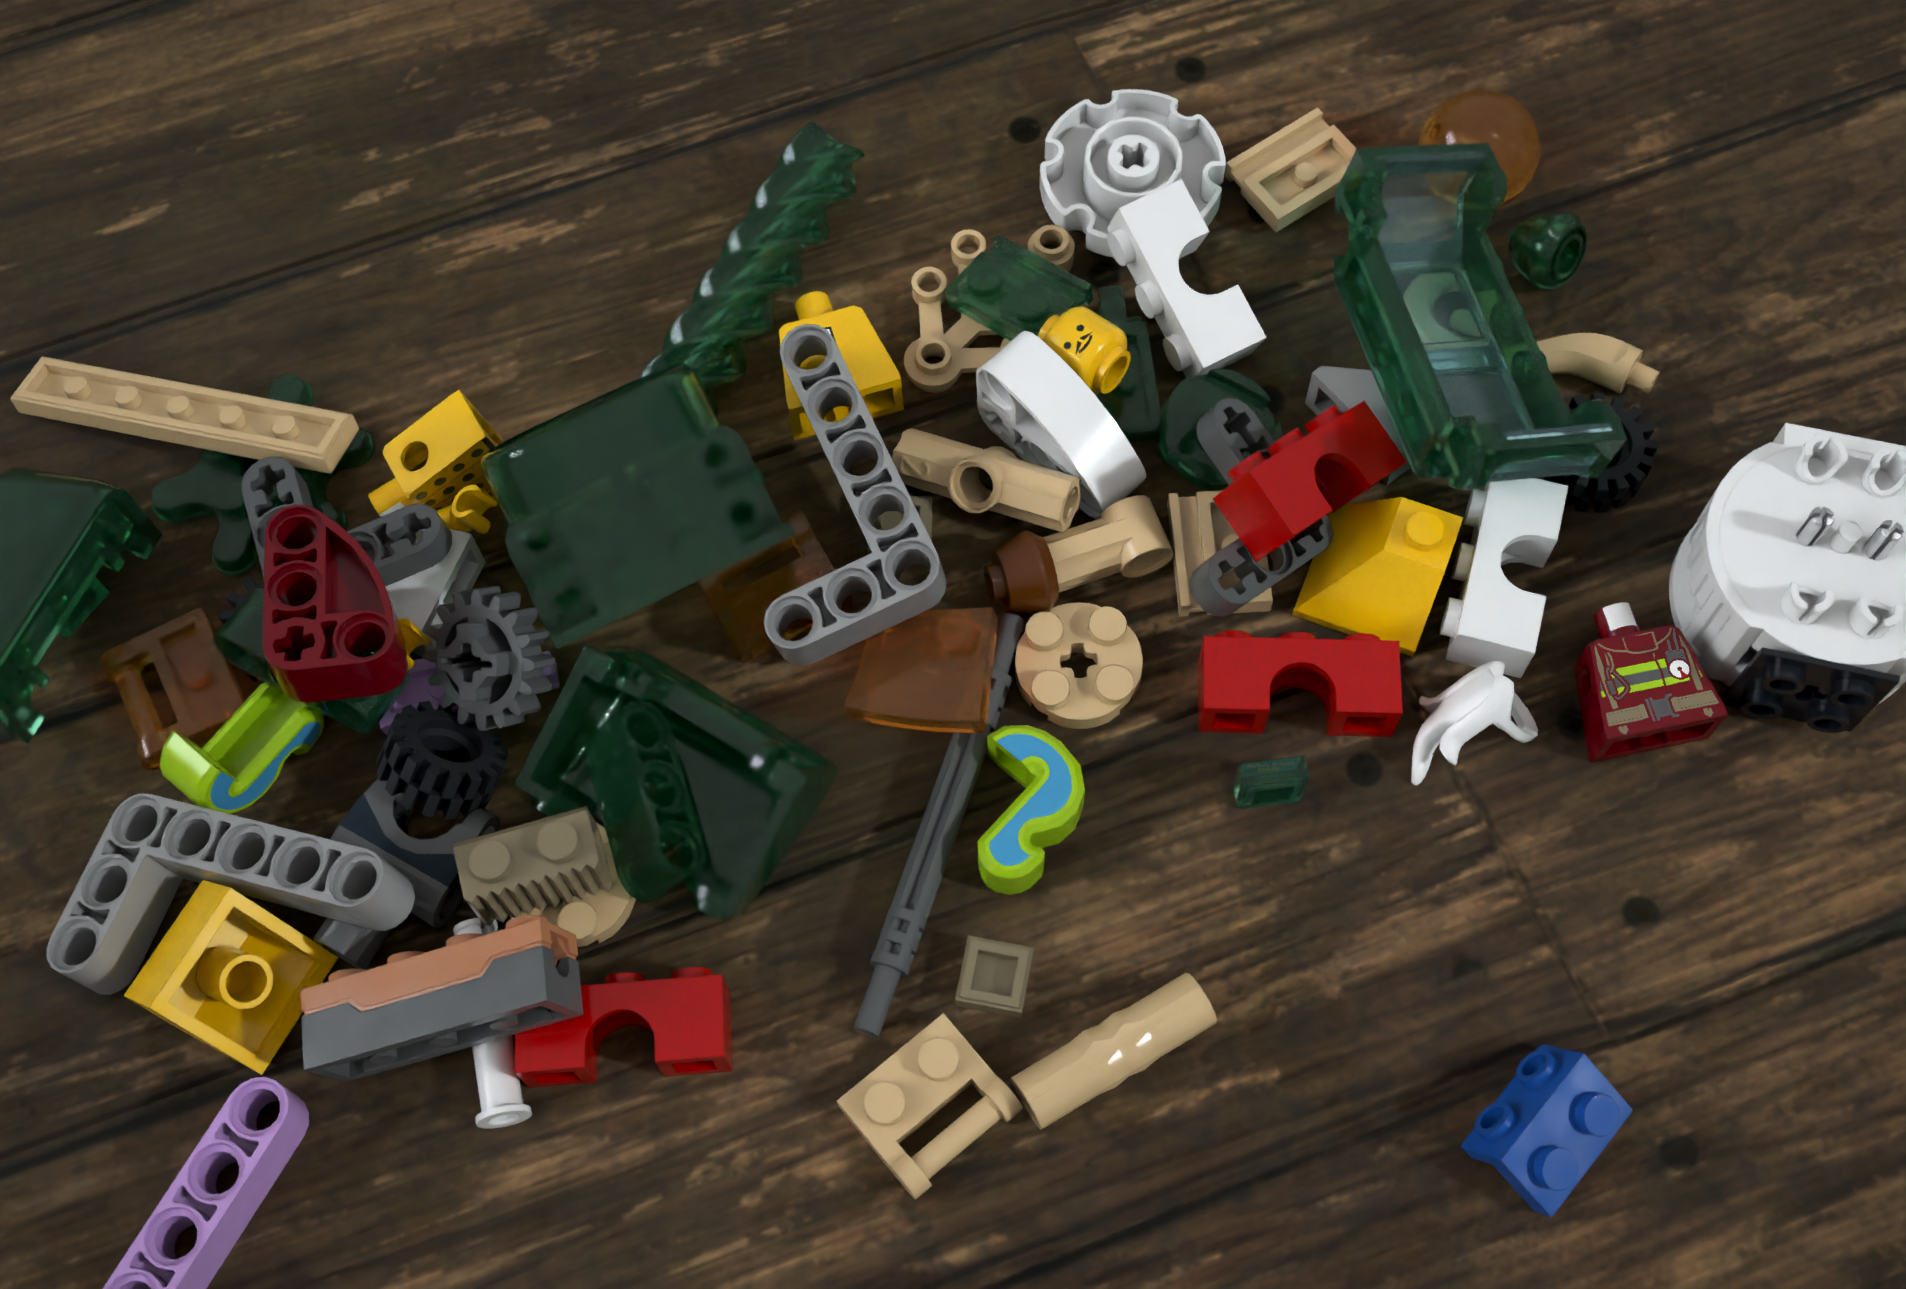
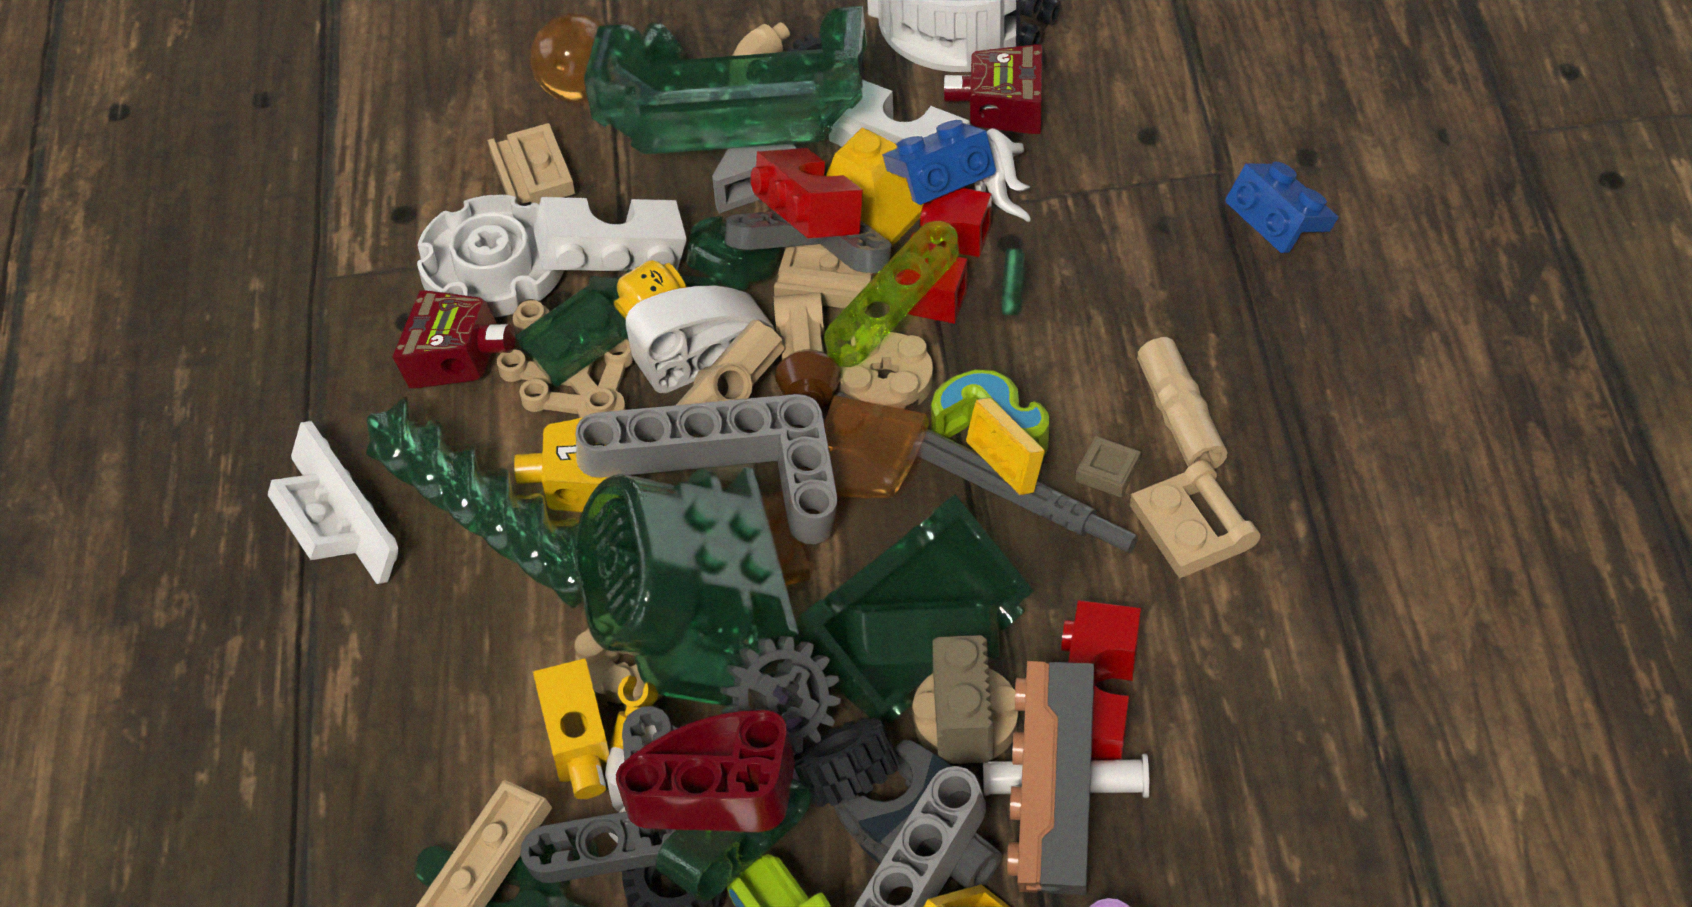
camera: 75 degrees left, 15 degrees down
(705, 133) = (329, 510): none -> white bracket
(952, 831) = (1005, 446): none -> yellow plate
(980, 170) = (449, 340): none -> dark red torso
(1174, 622) = (898, 296): none -> clear neon green beam
(1424, 629) = (942, 161): none -> blue bracket

